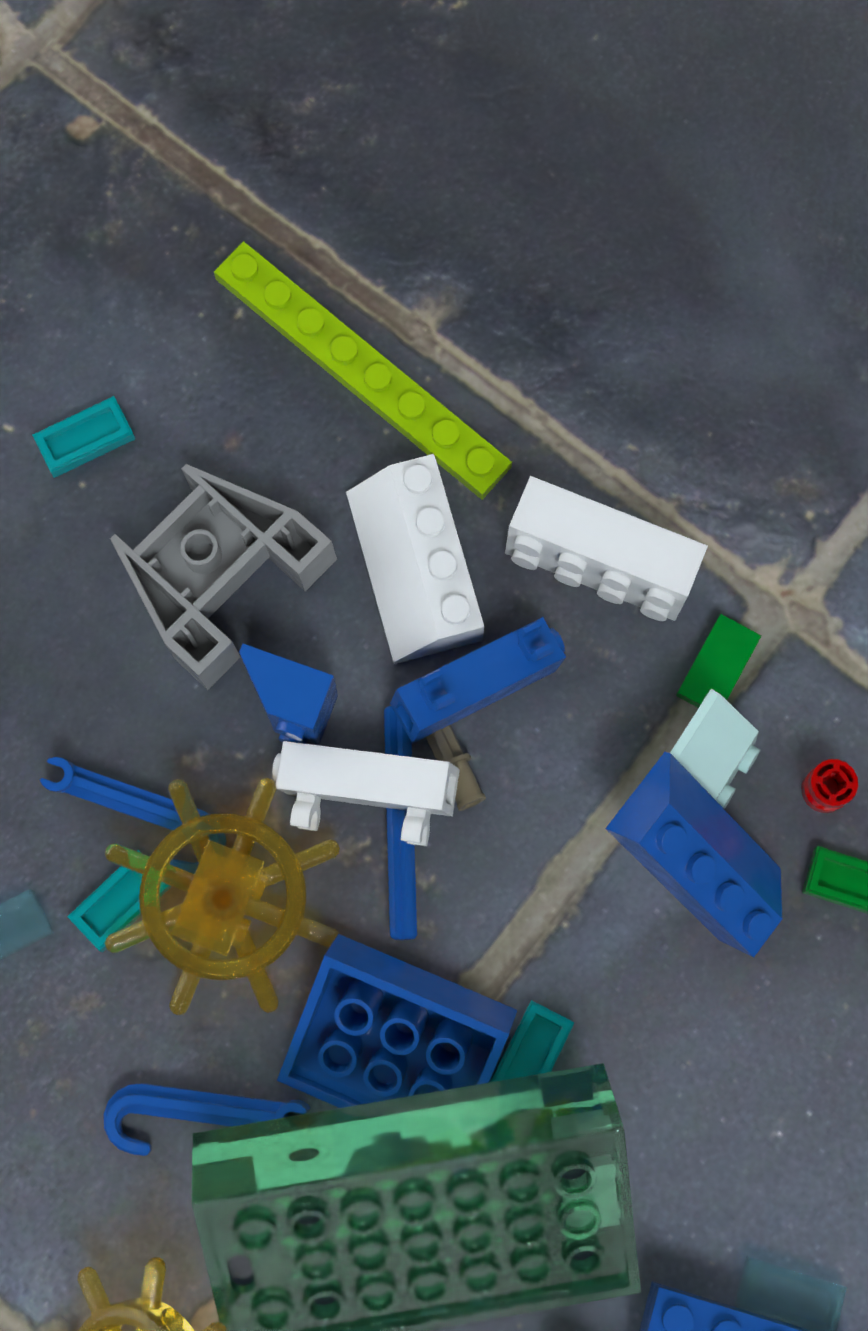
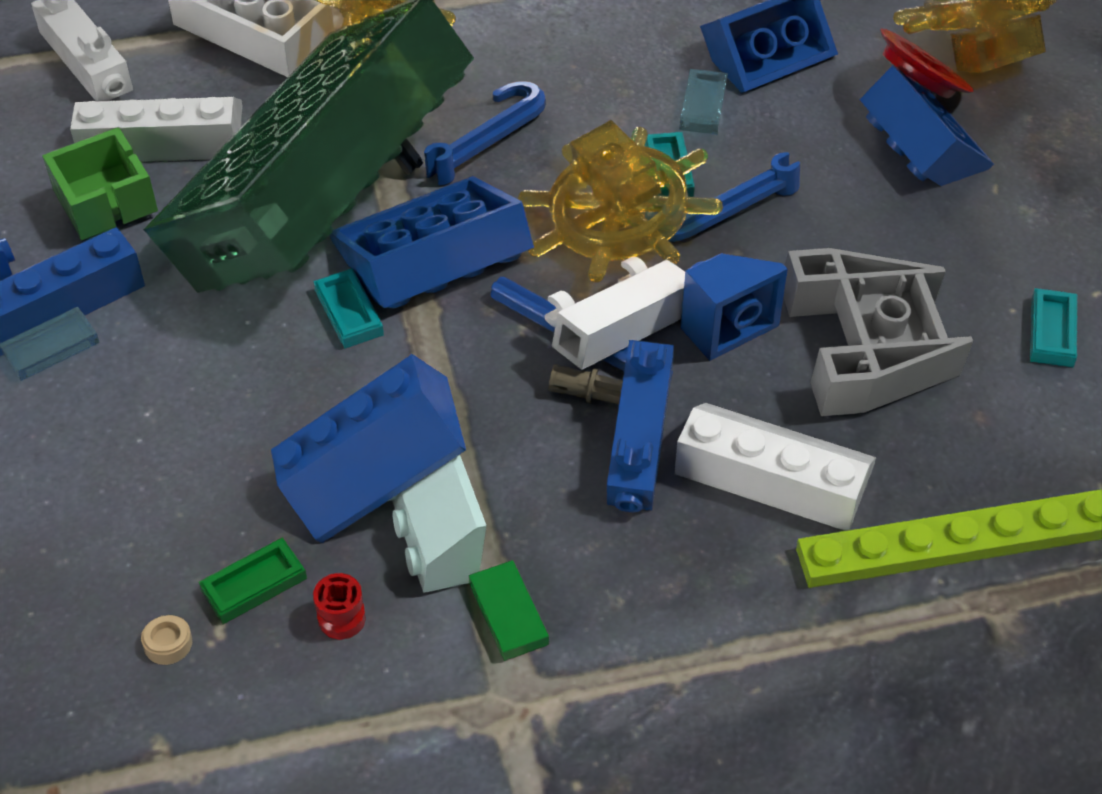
camera: 130 degrees right, 25 degrees down
(603, 550) = (672, 567): white brick -> none

